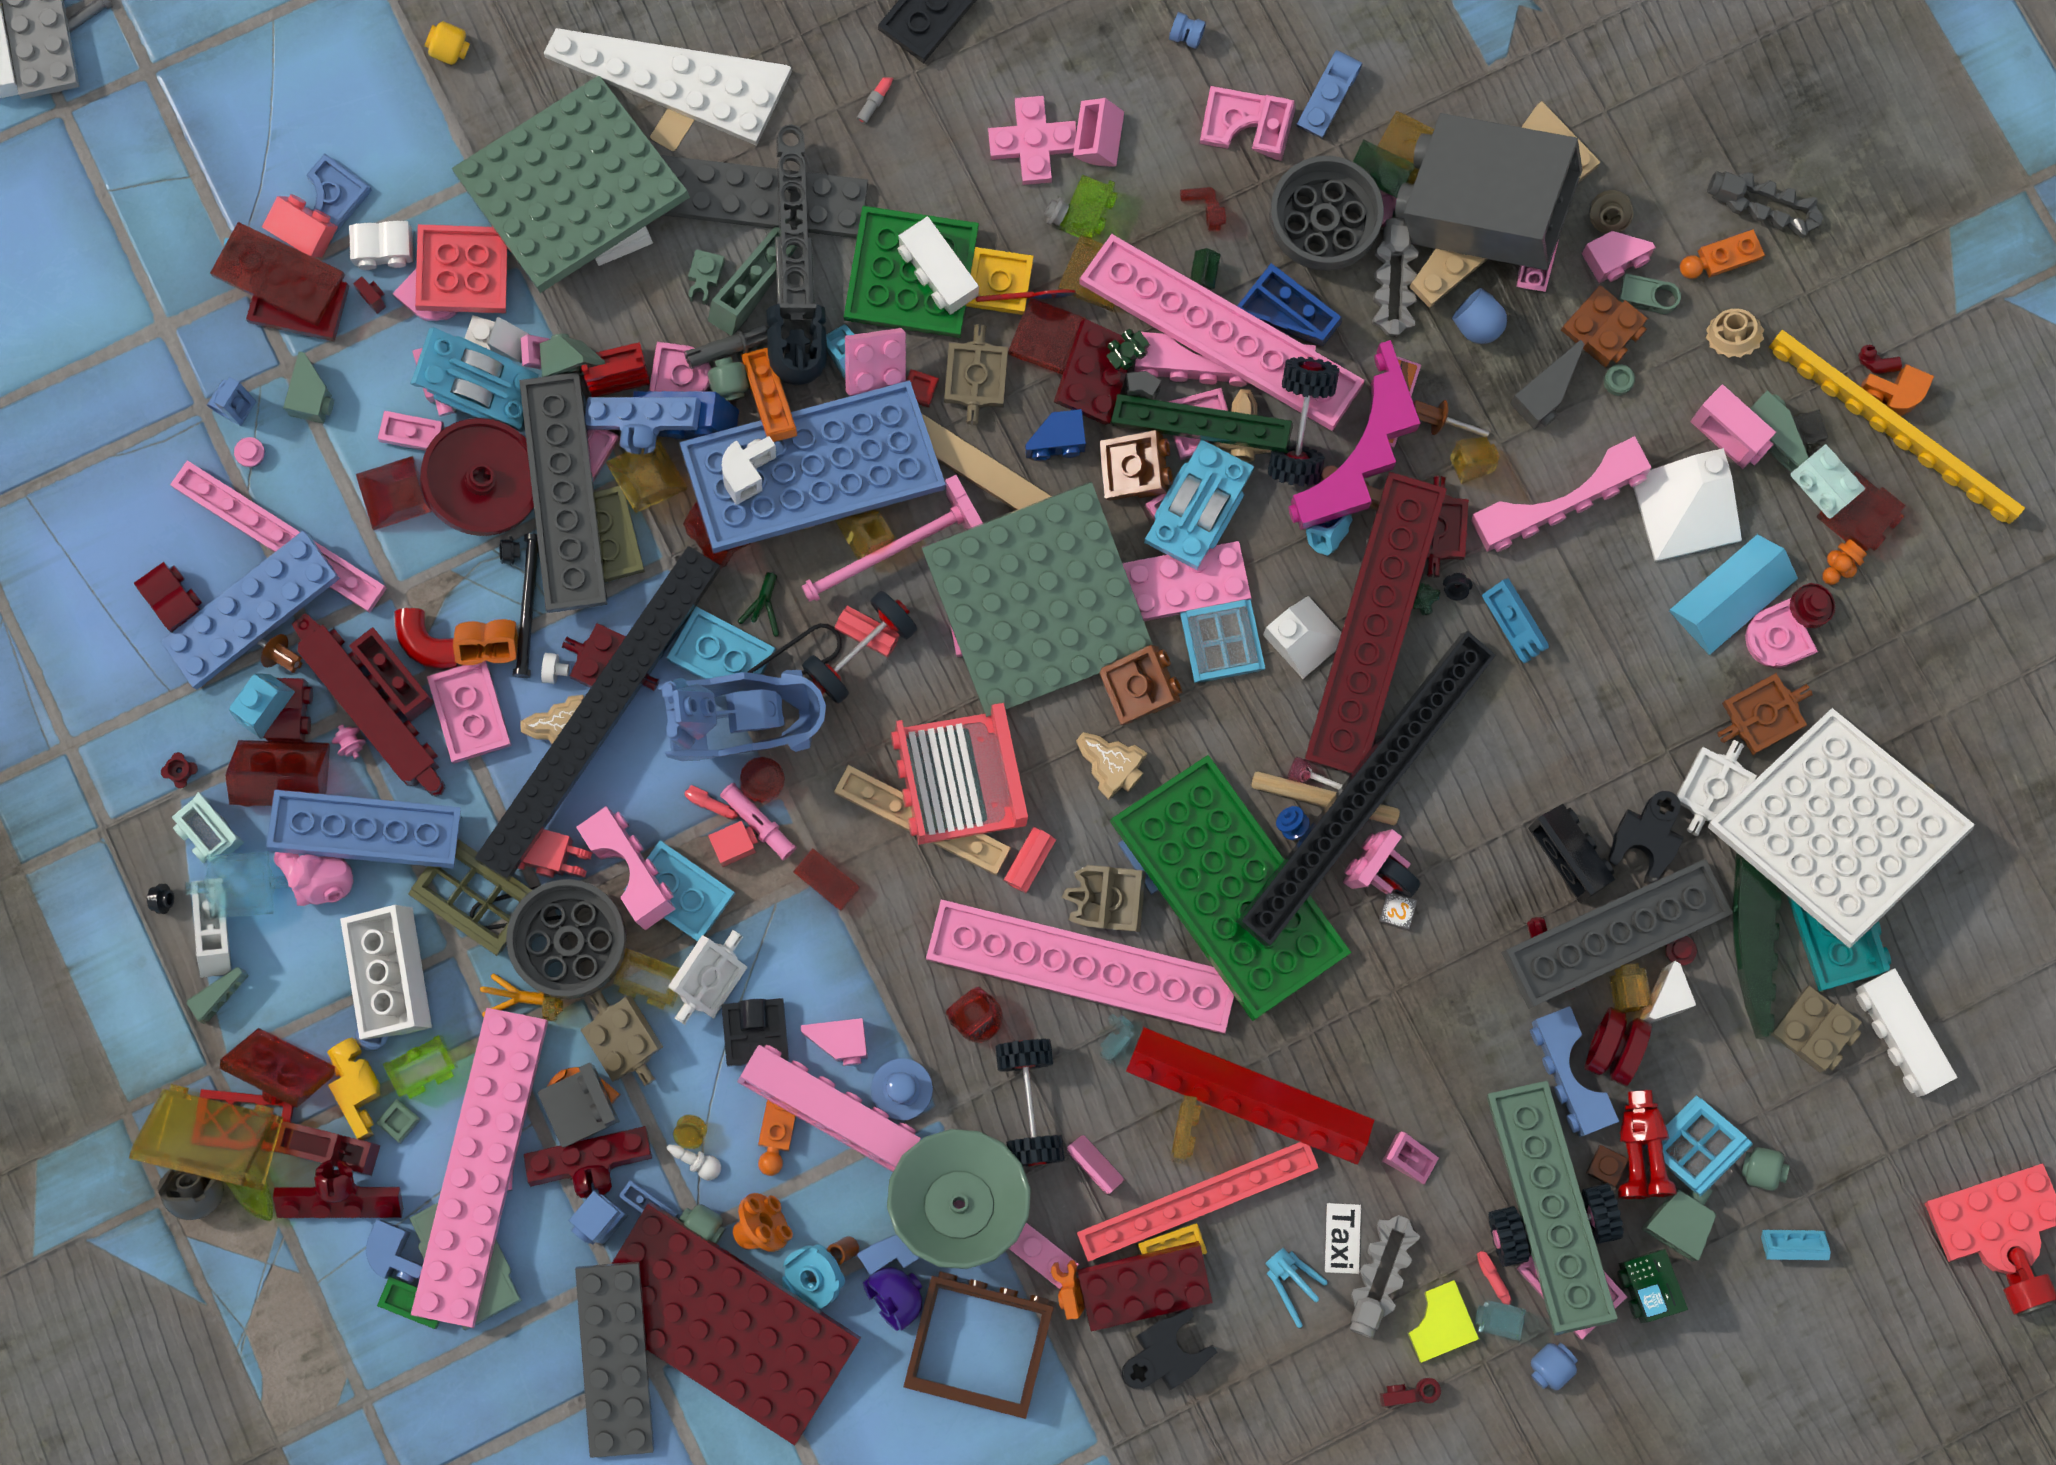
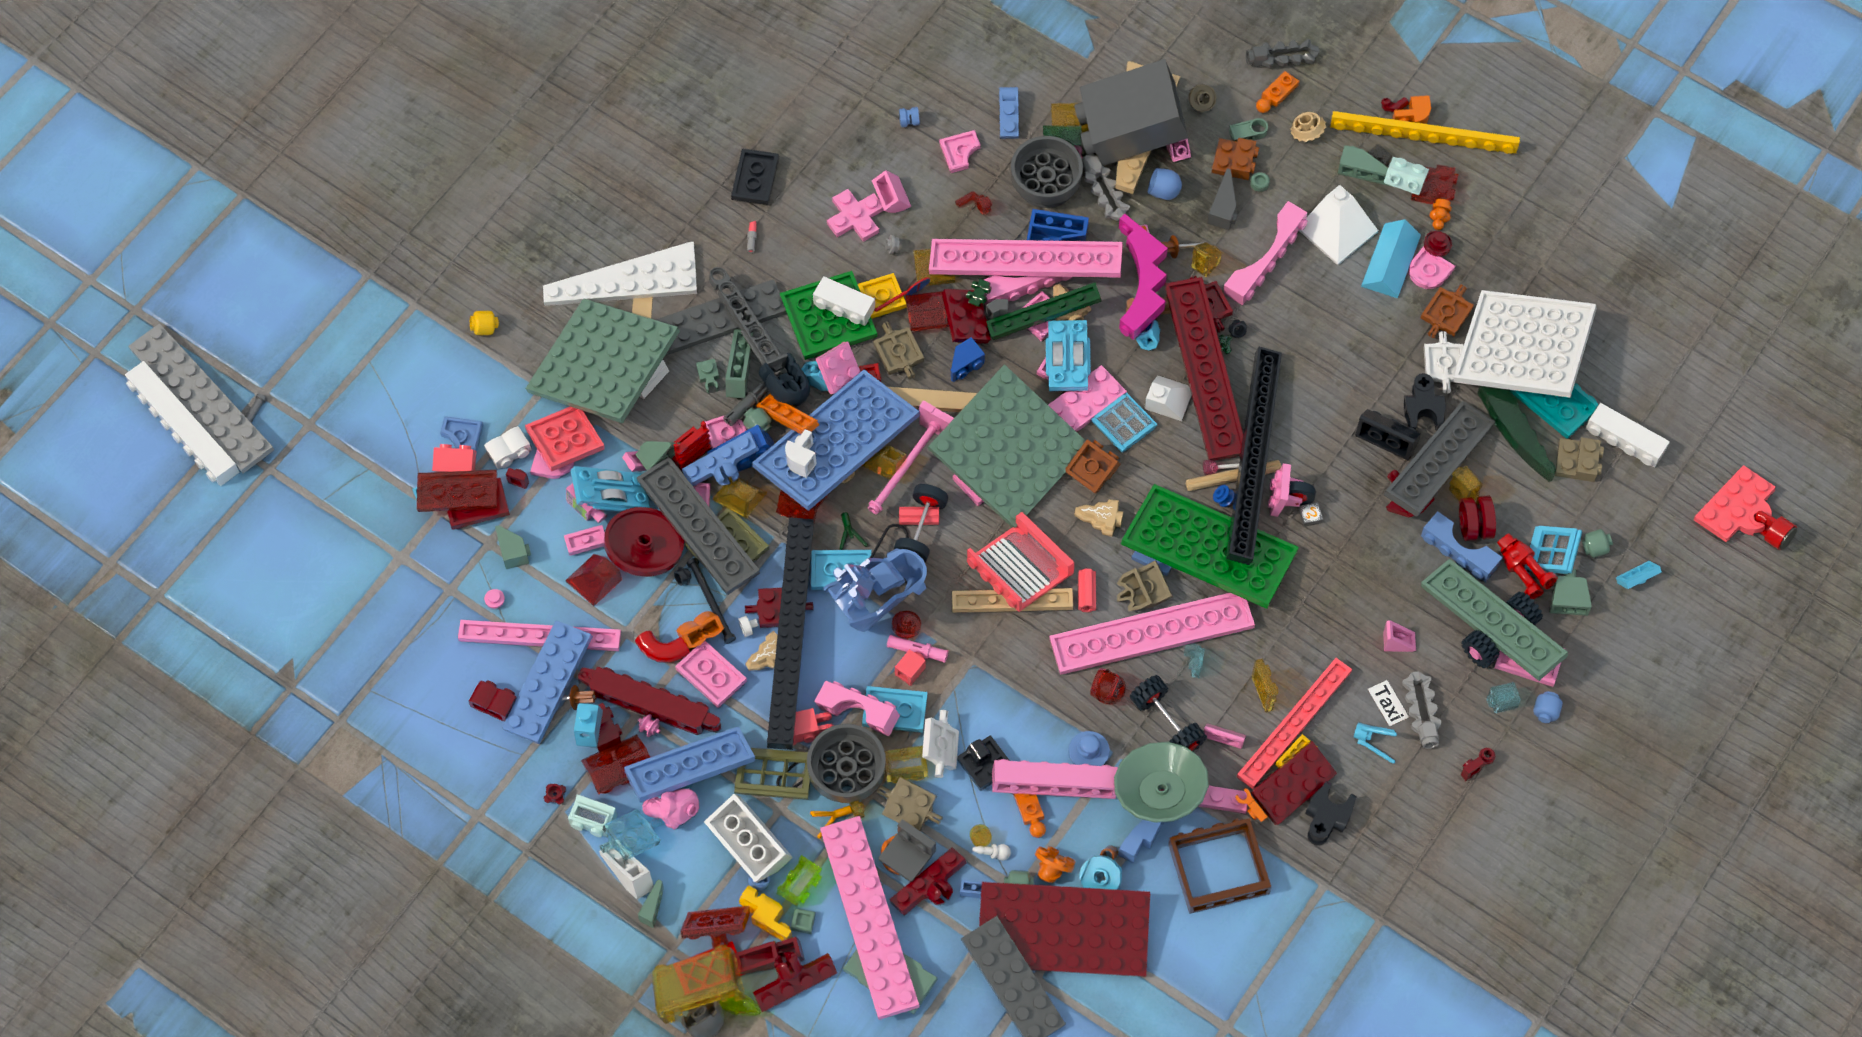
camera: 25 degrees left, 15 degrees down
(160, 898) = (586, 869): black plate -> none
(232, 401) = (468, 573): medium blue plate -> none
(385, 1250) = (841, 997): medium blue brick -> none
(391, 674) = (654, 672): dark red brick -> none
(399, 1299) = (866, 1017): green plate -> none
(496, 336) = (610, 461): white slope -> none
(597, 1219) = (958, 903): medium blue arch -> none
(702, 799) = (877, 654): coral piece -> none
(826, 879) = (976, 659): clear red plate -> none
(839, 1039) = (1036, 741): bright pink slope -> none
(895, 1295) = (1154, 861): dark purple cylinder -> none
(1088, 208) = (909, 234): clear neon green bracket -> none
(1135, 465) = (1019, 352): plate -> none
(1199, 266) = (994, 231): clear green piece -> none
(1251, 1096) = (1290, 649): red brick -> none
(1274, 127) = (988, 143): bright pink slope -> none
(1310, 379) = (1110, 306): black axle -> none
(1444, 1323) = (1473, 718): neon yellow tile -> none
(1490, 1271) = (1481, 677): coral piece -> none
(1515, 620) = (1280, 330): dark azure hinge -> none
(1607, 1166) = (1509, 587): reddish brown plate -> none
(1614, 253) = (1217, 118): bright pink slope -> none
(1651, 1286) = (1575, 633): dark green slope -> none
(1670, 994) = (1490, 475): white slope -> none
(1681, 951) = (1479, 455): dark red plate -> none
(1734, 427) = (1339, 164): bright pink window -> none

